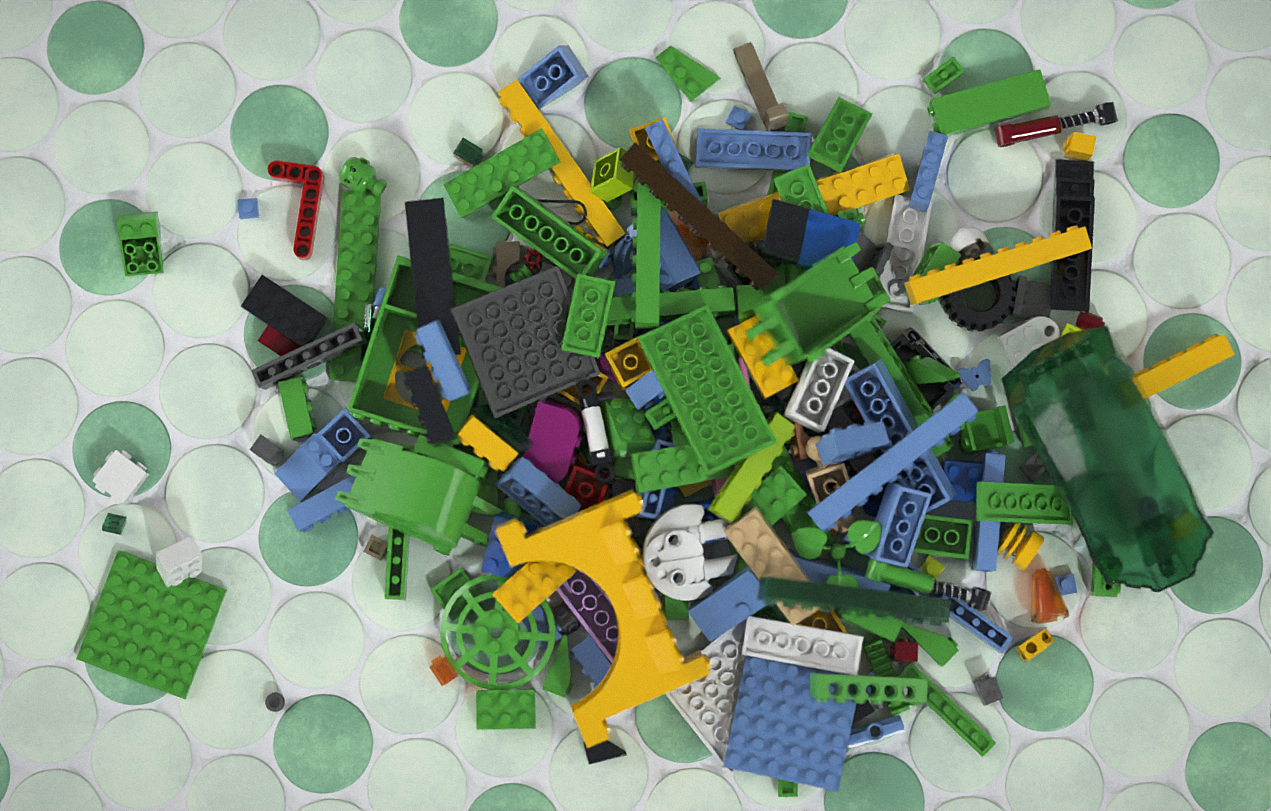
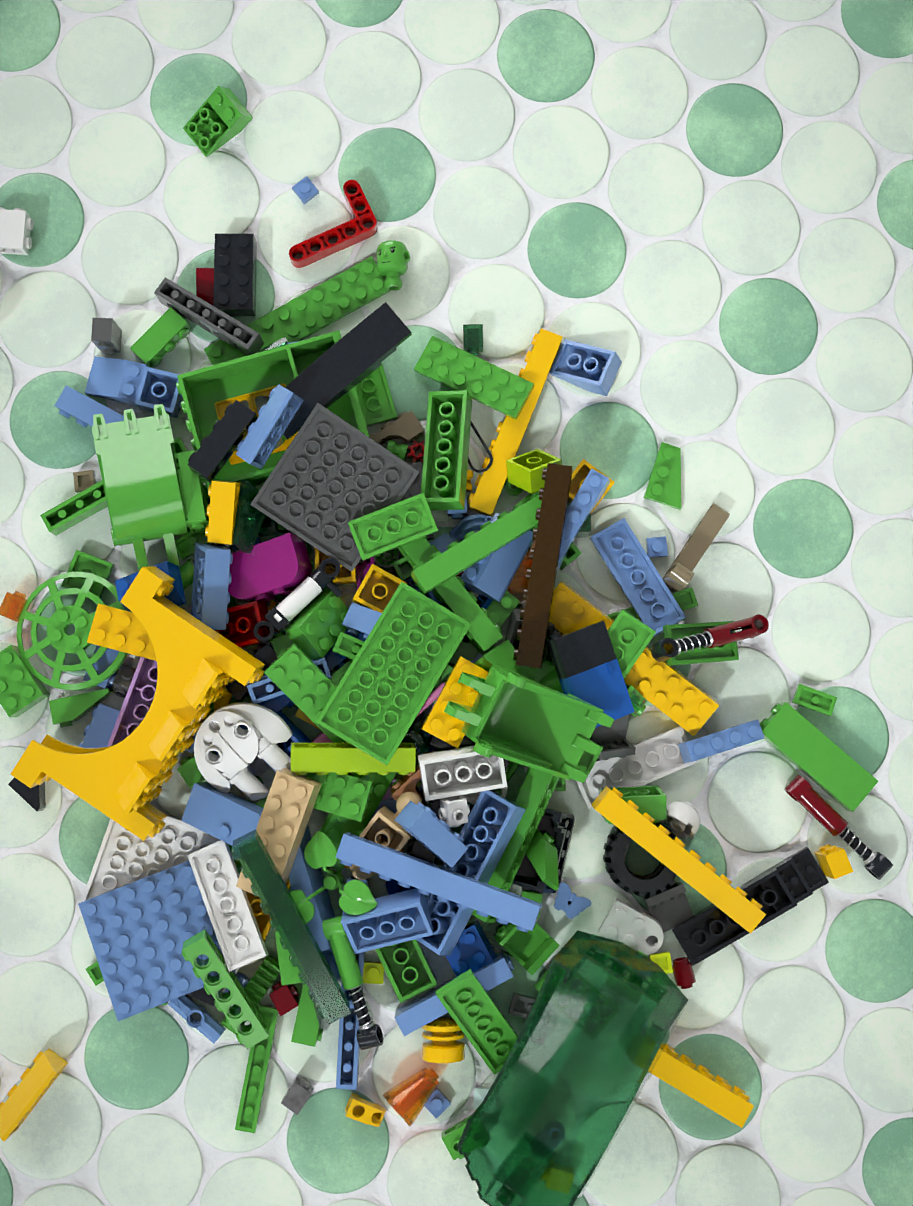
camera: 55 degrees right, 0 degrees up
(841, 123) = (711, 637): none -> piece
(845, 414) = (454, 810): none -> white brick

